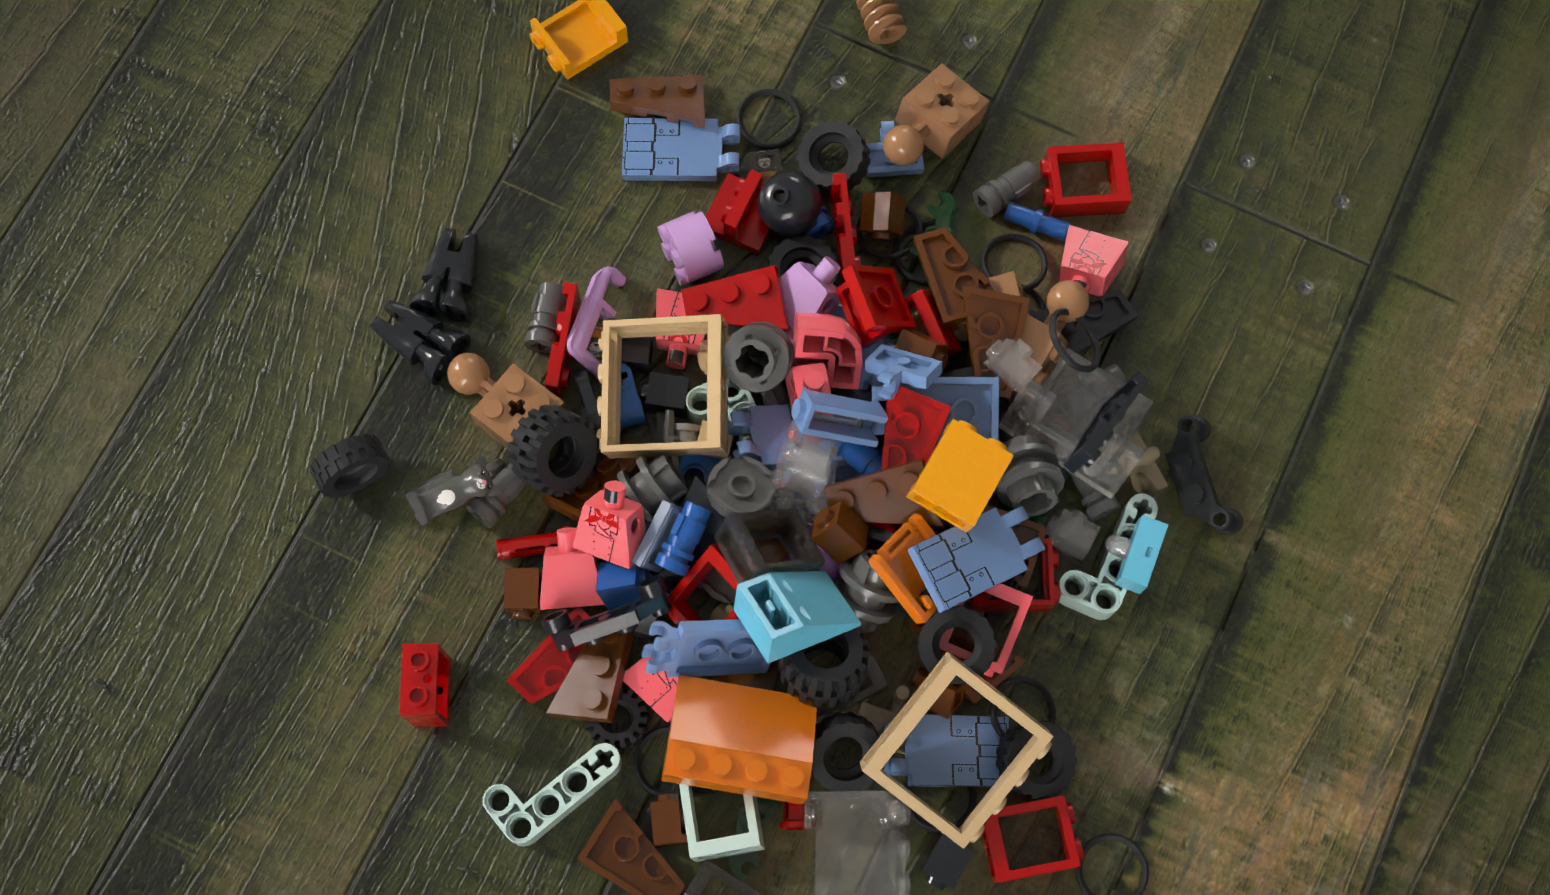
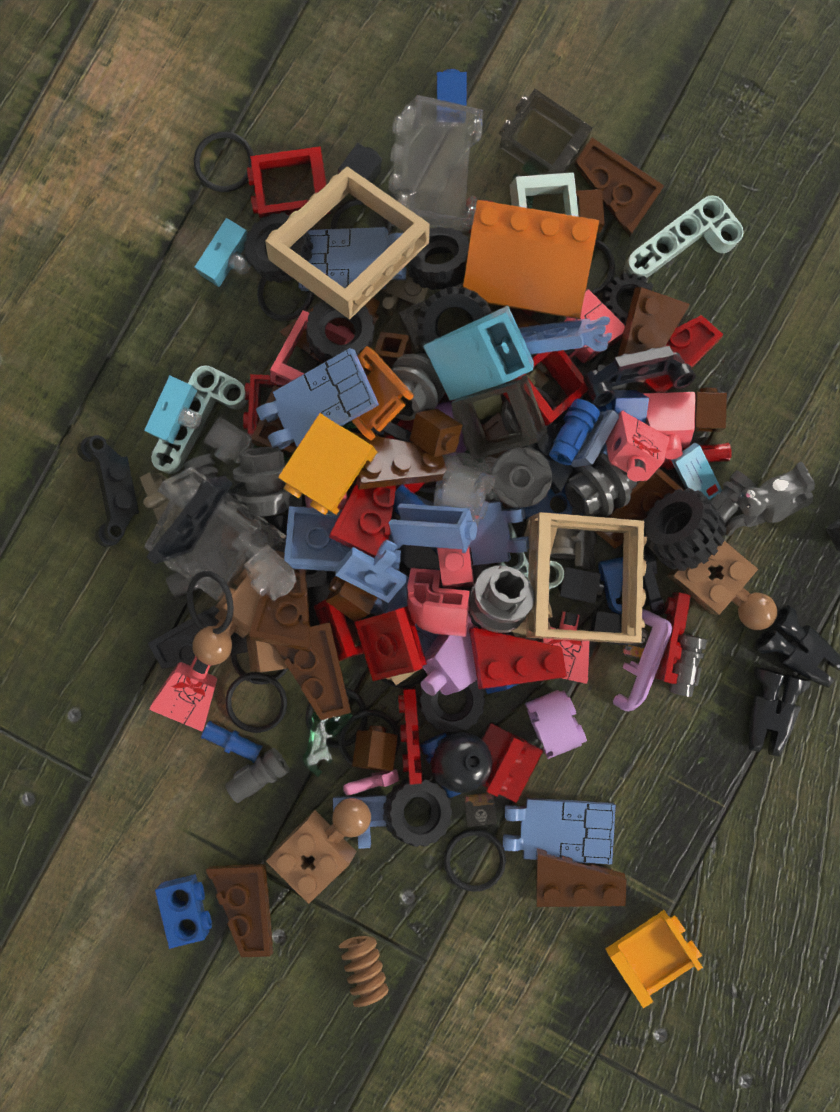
camera: 175 degrees left, 15 degrees up
(422, 672) = (798, 319): red window -> none
(536, 518) = (696, 471): none -> medium azure tile
(884, 185) = (381, 778): none -> bright pink bar
(893, 638) = (392, 346): none -> reddish brown brick
(1005, 68) = (246, 904): none -> reddish brown wing
(1077, 56) = (175, 911): none -> blue brick
(1099, 751) = (224, 254): none -> medium azure piece
(1113, 203) = (152, 781): red window -> none

